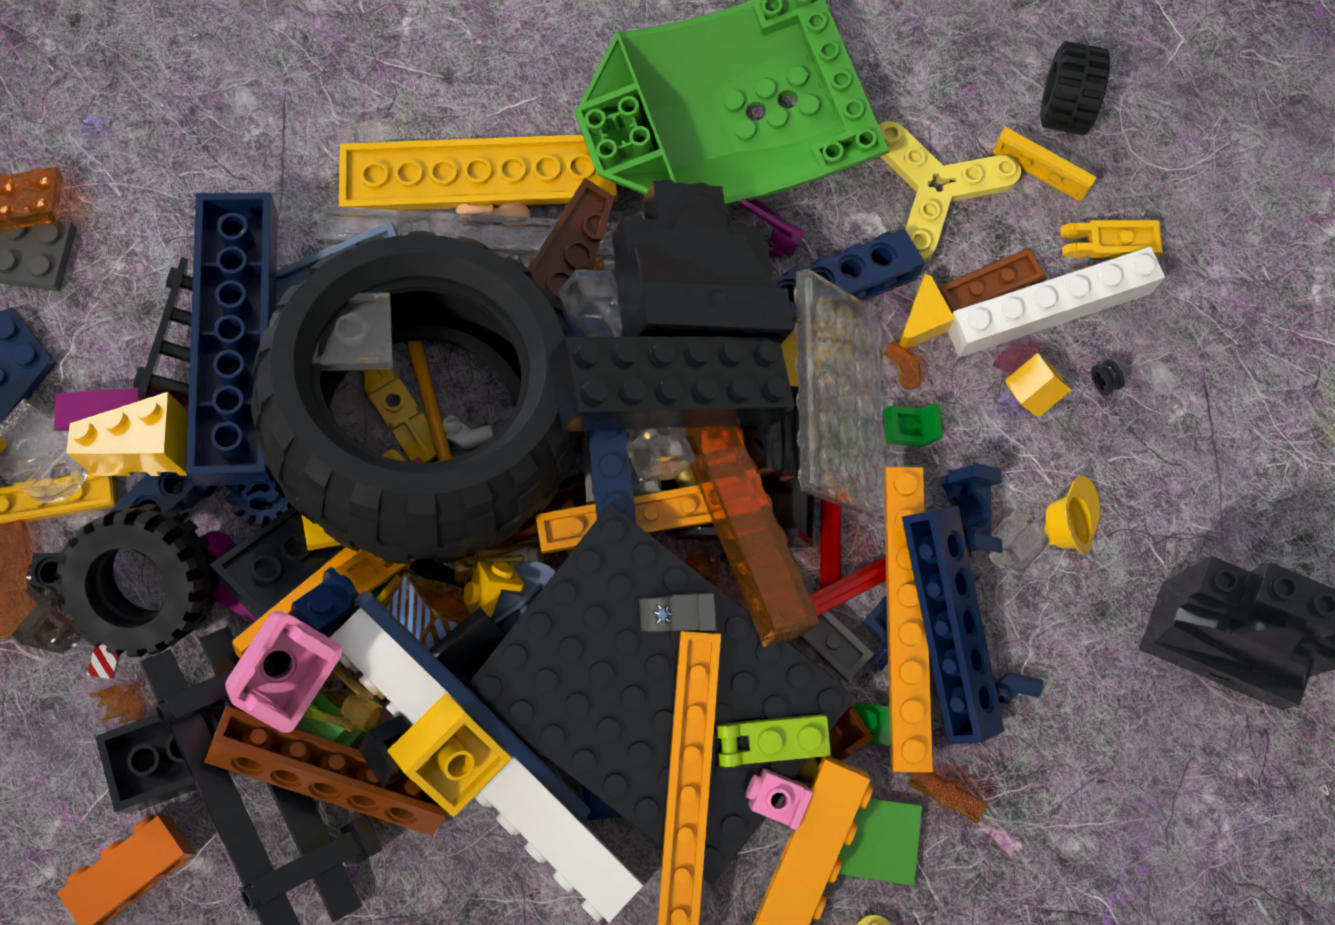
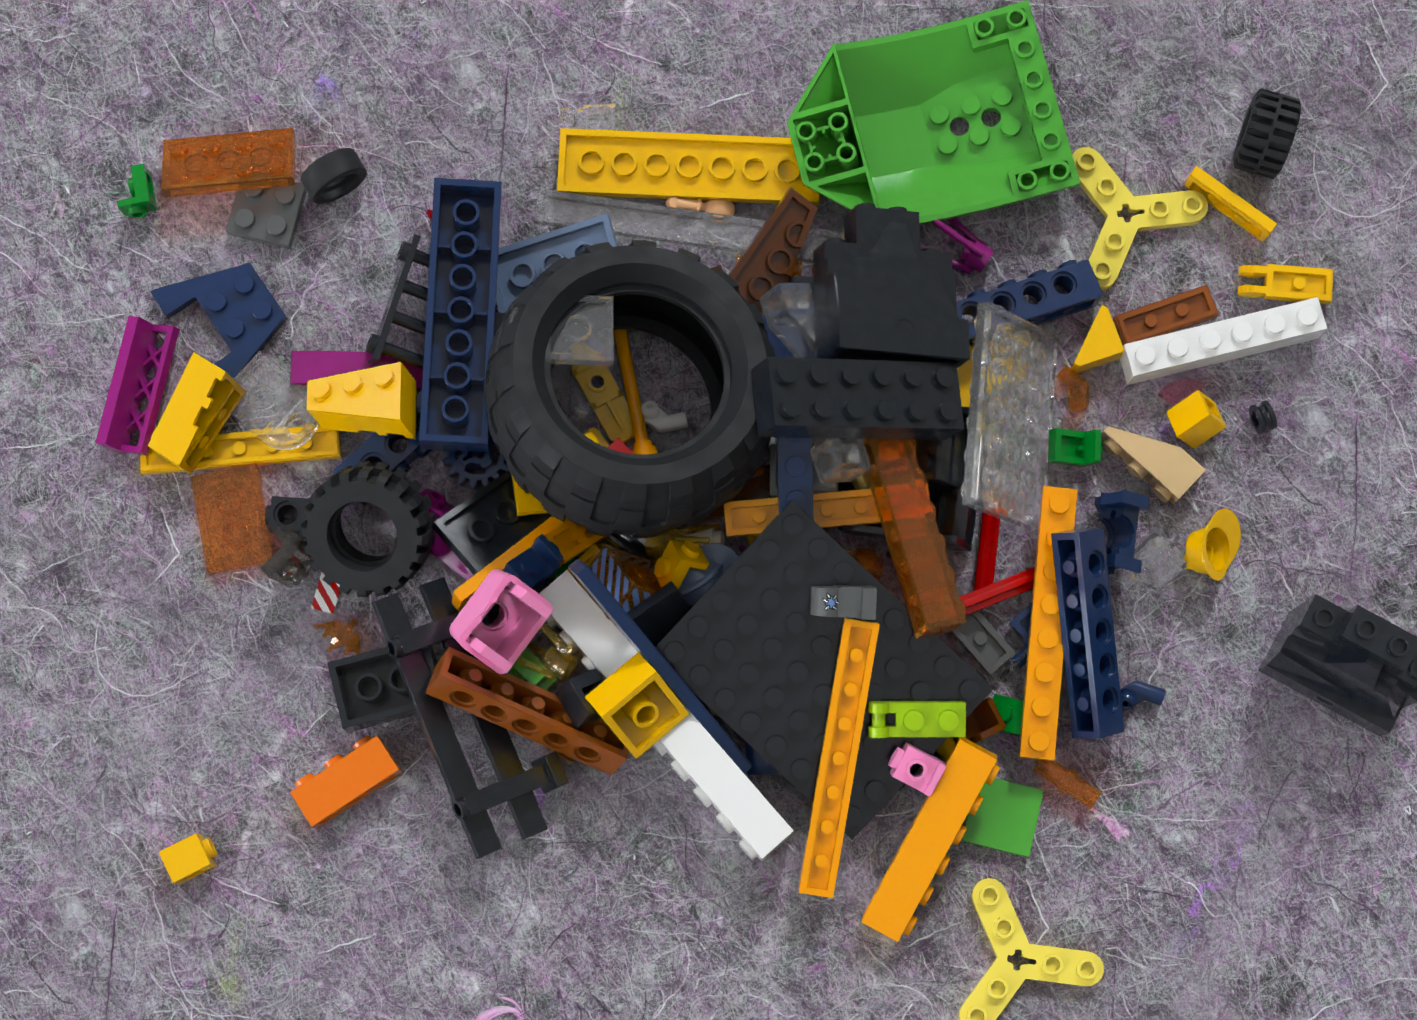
camera: 10 degrees right, 5 degrees up
(90, 195) = (333, 175): none -> black tyre
(1006, 435) = (1159, 463): none -> tan slope

